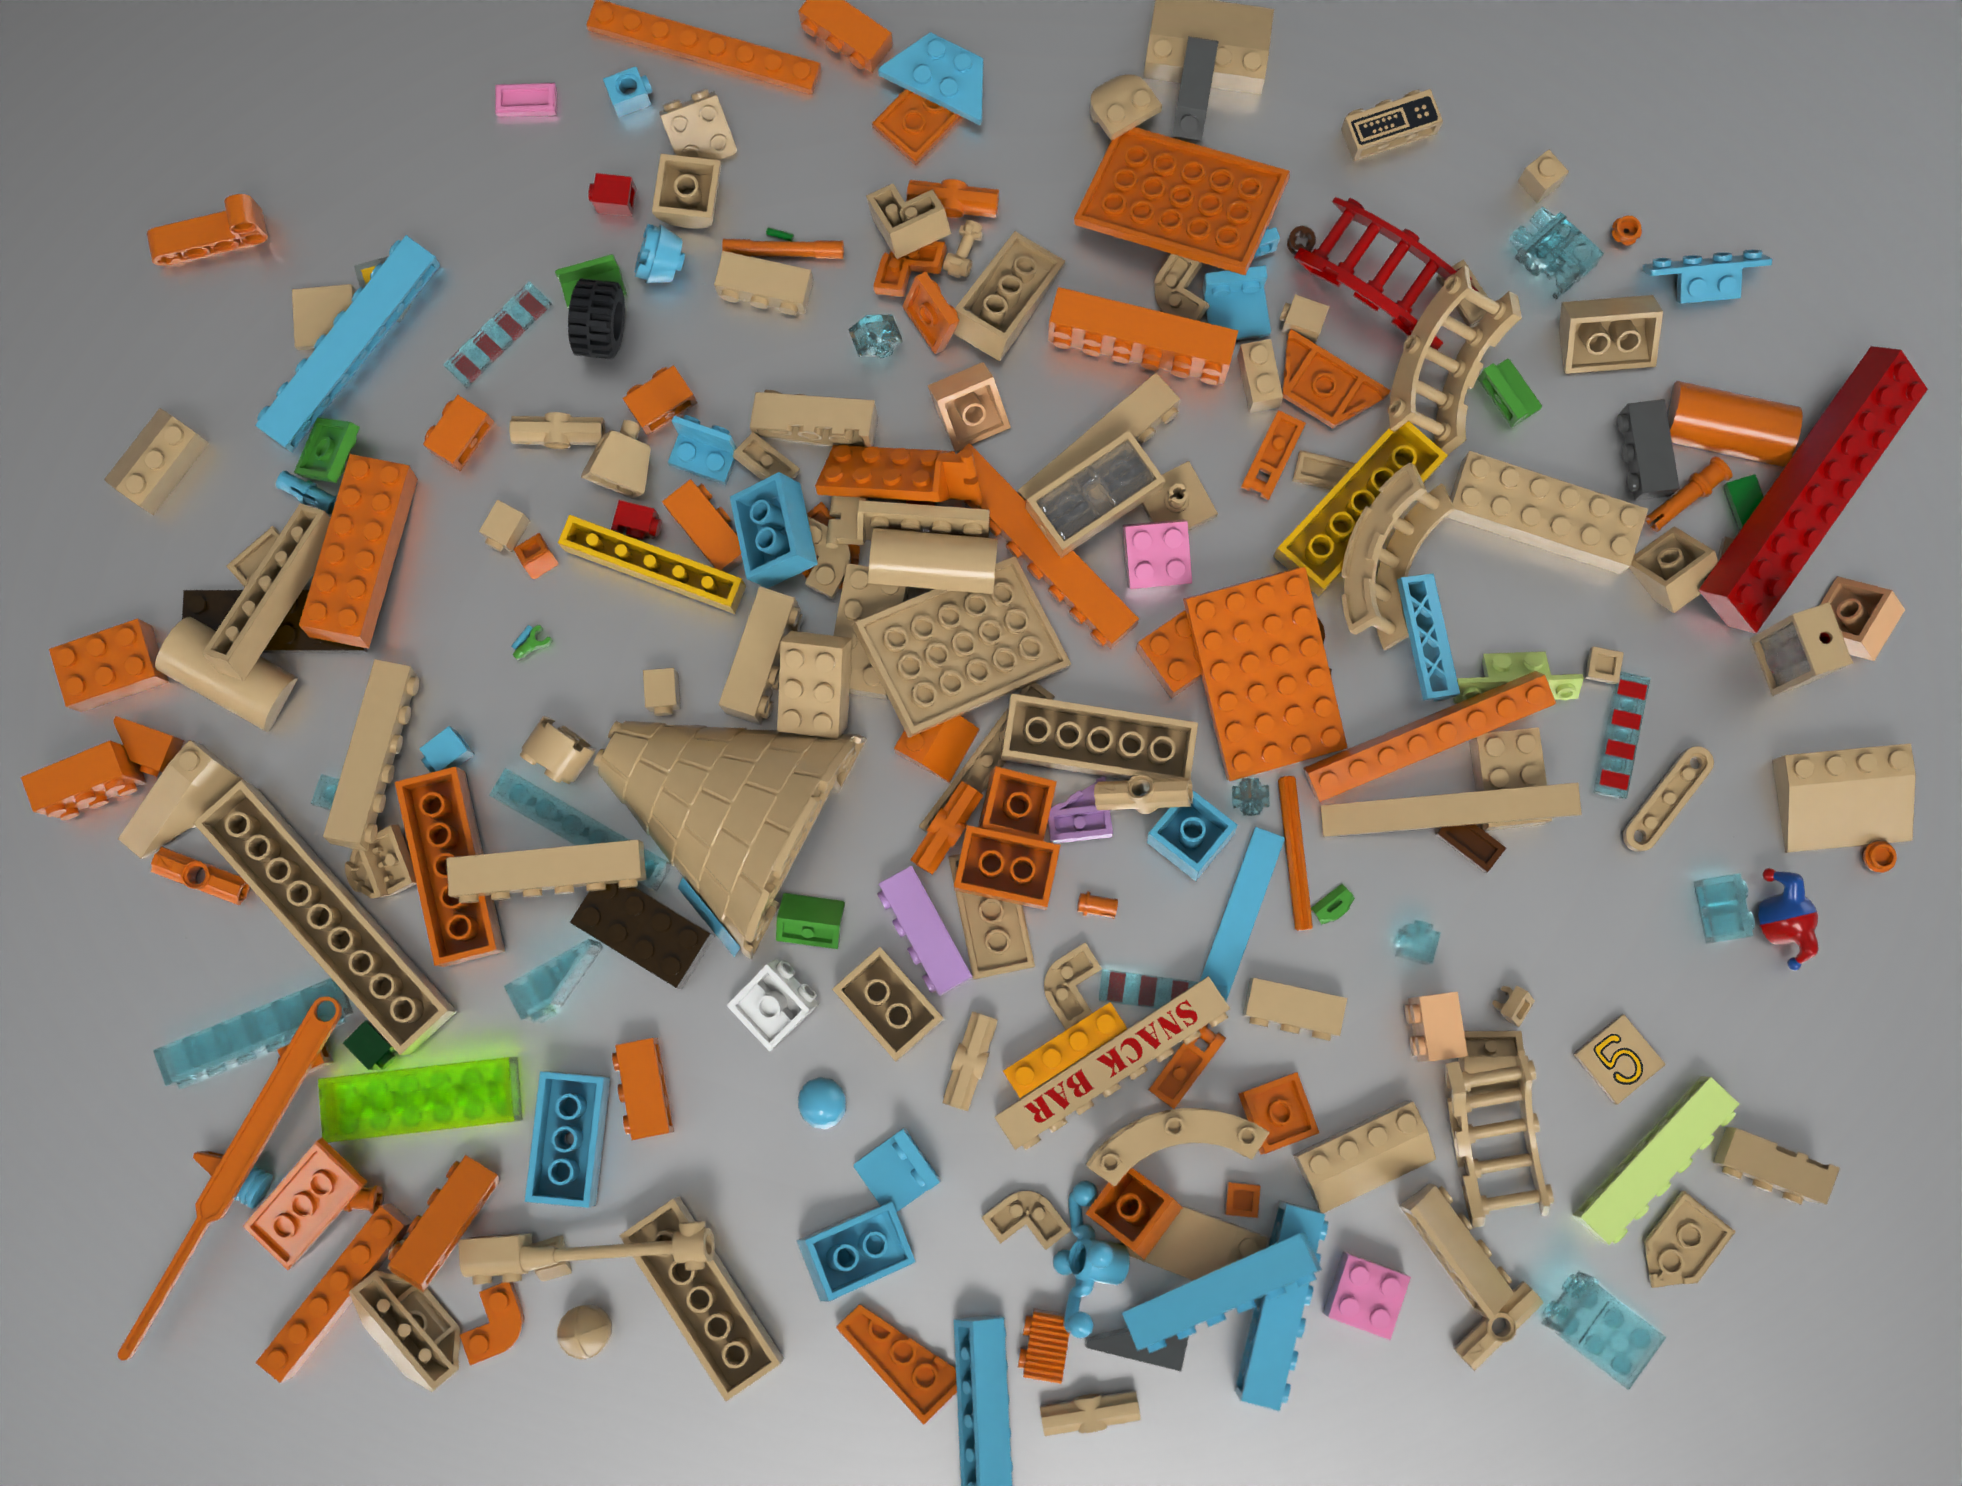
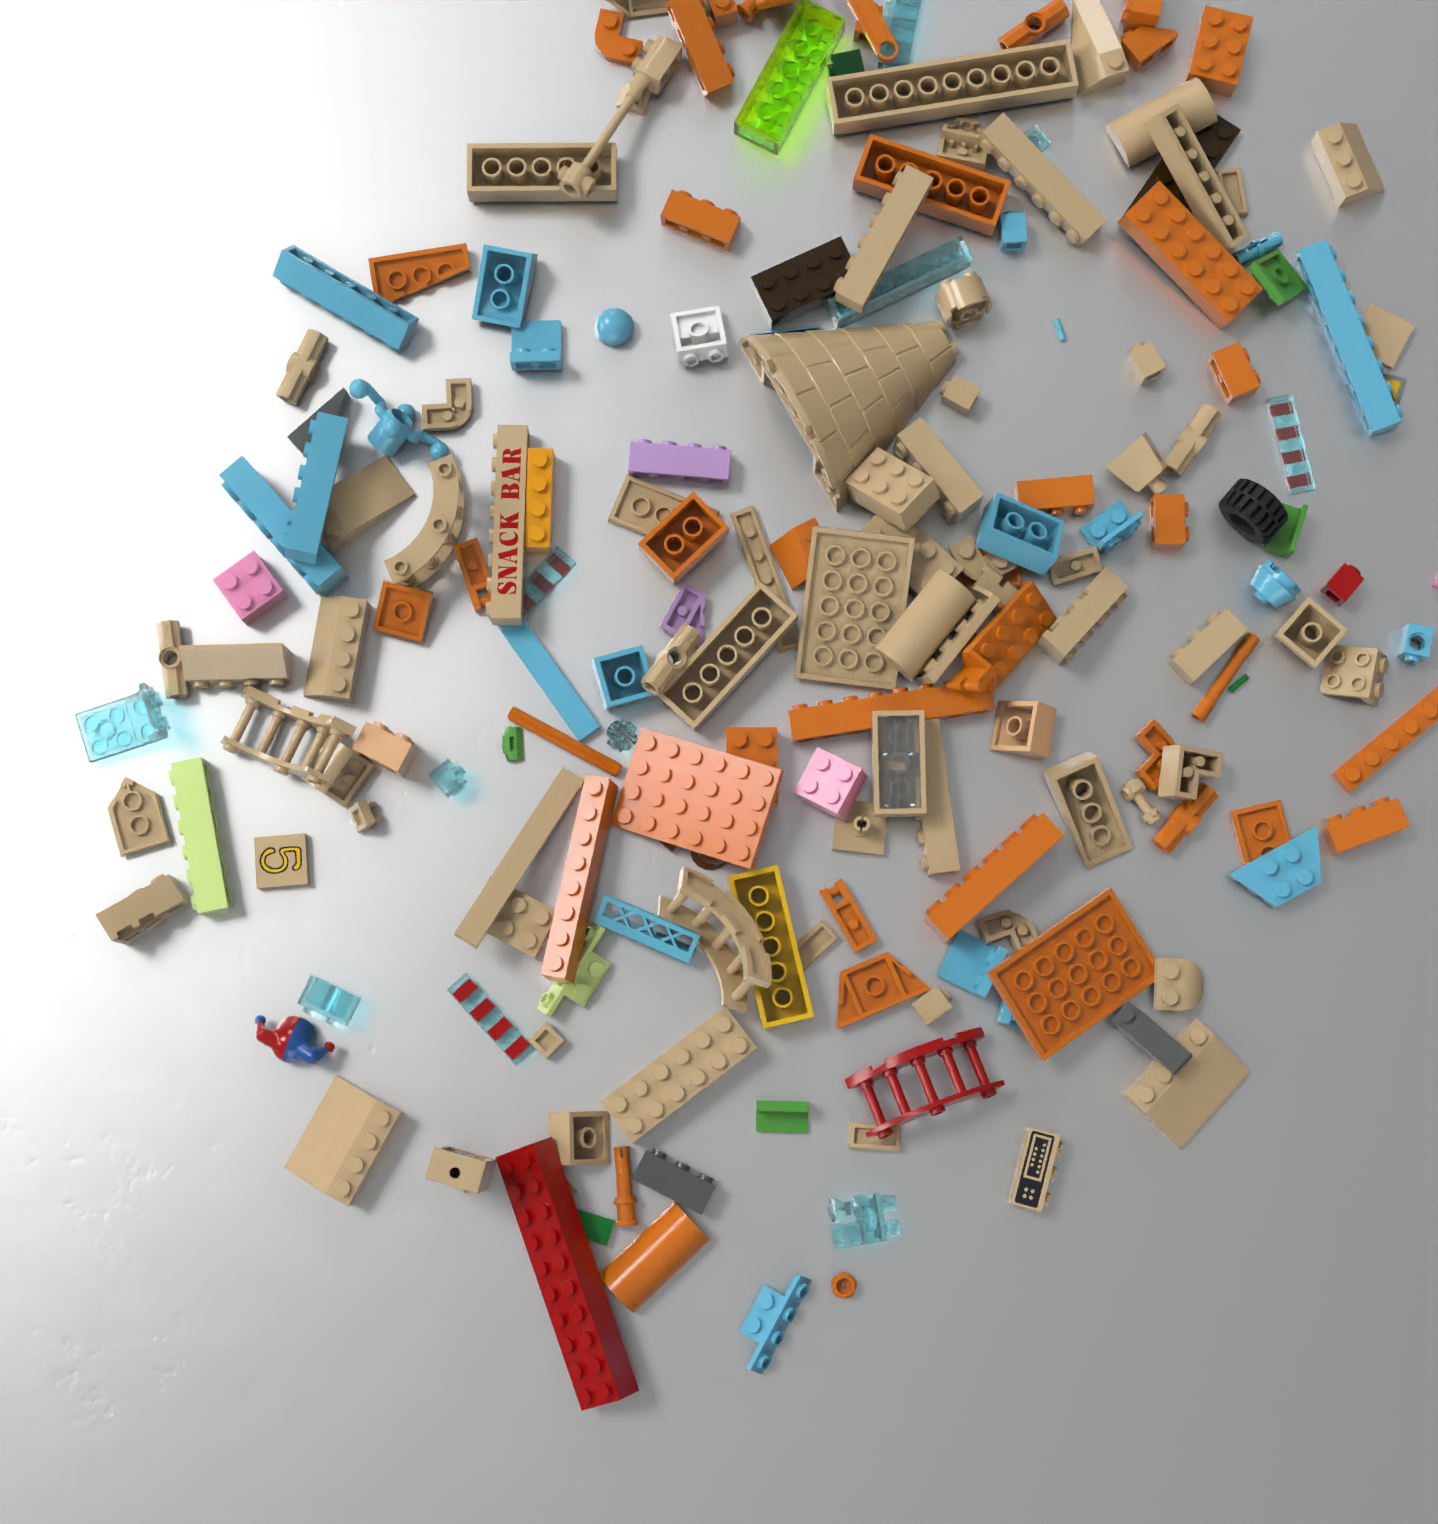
camera: 120 degrees right, 0 degrees up
(532, 643) = (1051, 332): bright green piece -> none
(536, 556) = (1111, 372): orange slope -> none
(551, 984) = (806, 190): clear light blue slope -> none
(560, 1170) = (700, 151): medium azure brick -> none
(584, 1331) = (572, 87): tan helmet -> none
(636, 521) = (1090, 451): red brick -> none
(652, 564) = (1052, 441): yellow brick -> none
(809, 920) = (739, 394): bright green panel -> none
(875, 336) = (1115, 696): clear light blue brick -> none
(888, 1004) = (647, 406): tan brick -> none
(930, 312) = (1097, 743): orange plate -> none
(946, 827) = (738, 519): orange piece -> none
(970, 1061) = (575, 436): tan piece -> none
(1017, 803) = (721, 574): orange brick -> none
(1046, 1346) = (359, 363): orange brick -> none
(1062, 981) = (583, 528): tan plate -> none
(1097, 905) = (619, 586): orange pin -> none
(1134, 1212) = (404, 473): orange brick -> none
(1242, 1199) = (365, 551): orange plate -> none
(1260, 376) = (910, 944): tan brick -> none
(1294, 1008) = (463, 668): tan brick -> none
(1303, 232) = (986, 1039): reddish brown bush -> none
(1463, 371) = (833, 1125): tan fence -> none
(1473, 845) = (483, 866): reddish brown tile -> none
(1543, 176) = (923, 1251): tan brick -> none
(1610, 334) = (776, 1215): tan slope -> none
(1668, 799) = (426, 1018): tan plate -> none
(1864, 615) = (458, 1240): light nougat slope -> none
(1879, 856) = (289, 1135): orange plate -> none

